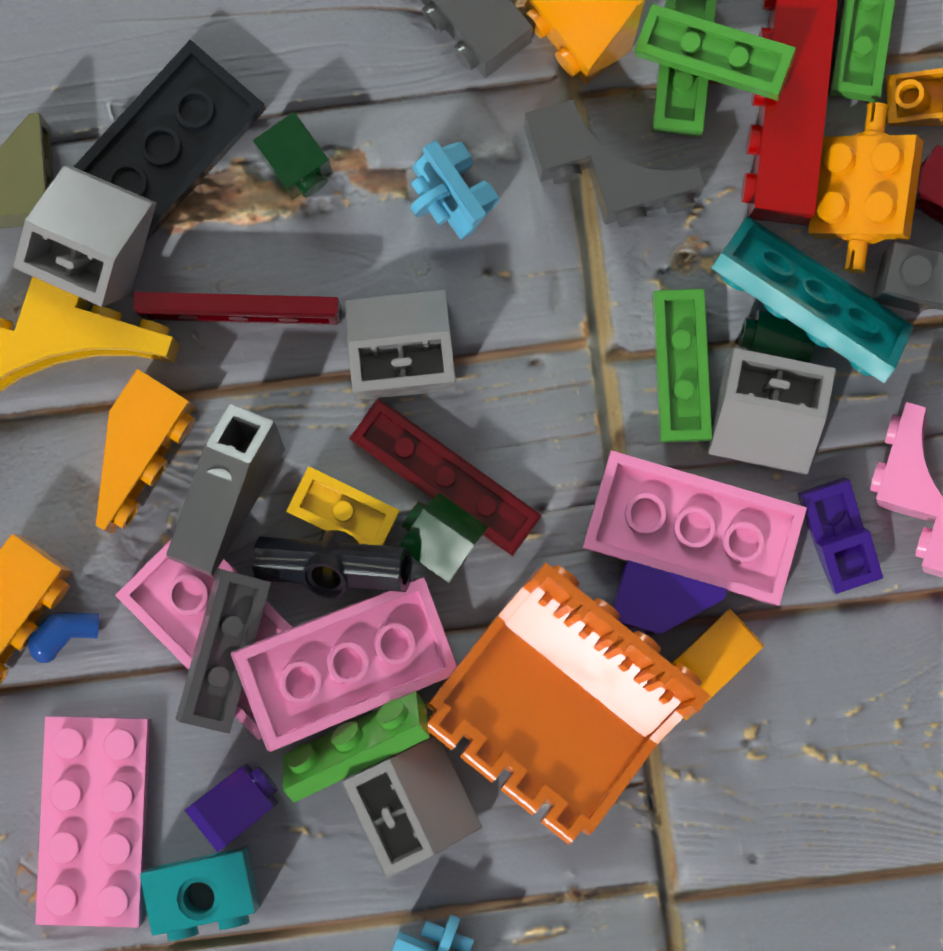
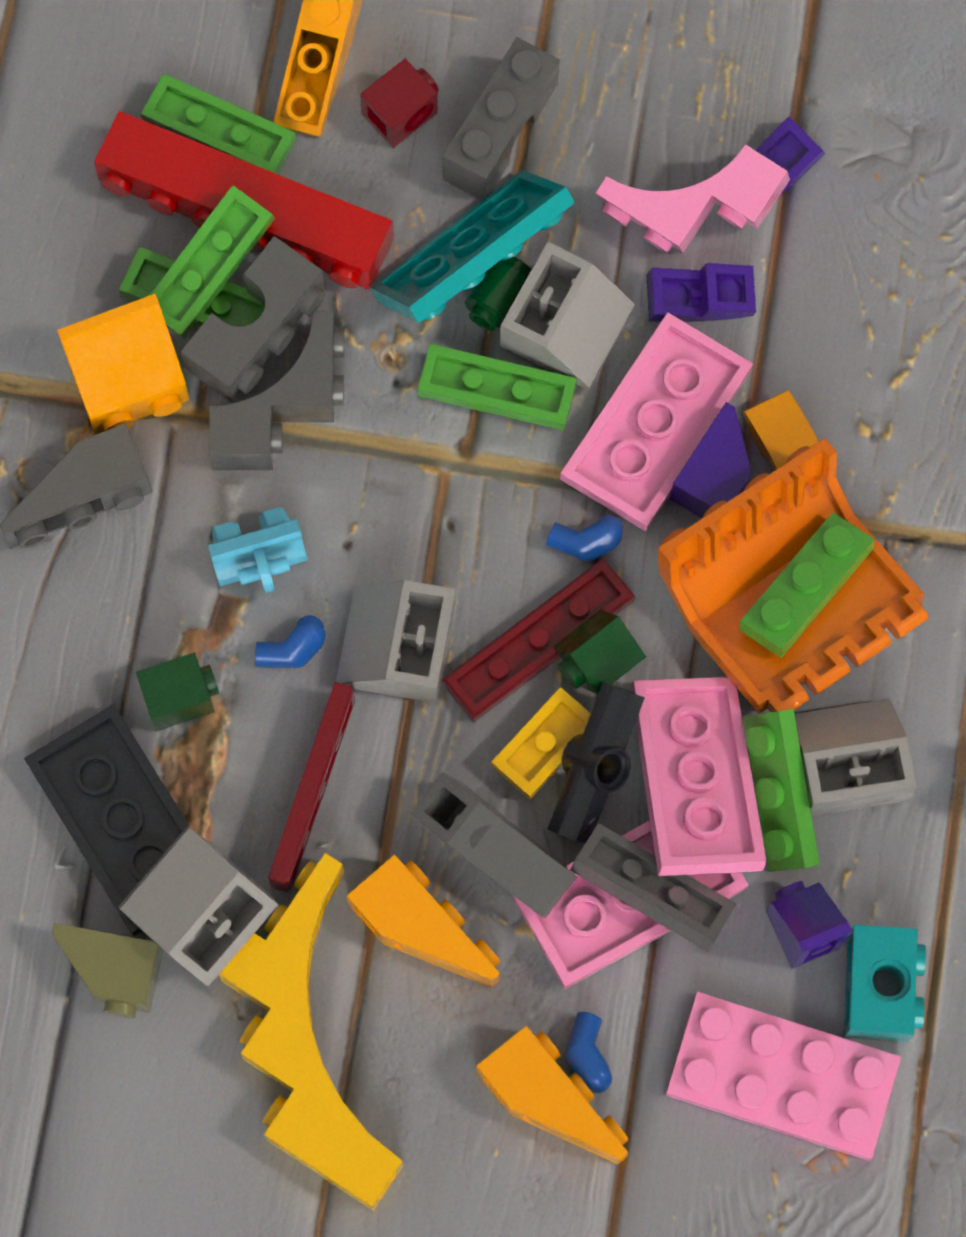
camera: 75 degrees left, 10 degrees down
(369, 255) = (295, 649): none -> blue arm
(553, 498) = (588, 543): none -> blue arm
(566, 717) = (806, 585): none -> bright green plate
(706, 136) = (232, 356): none -> dark grey arch
(867, 187) = (380, 167): light orange plate -> none

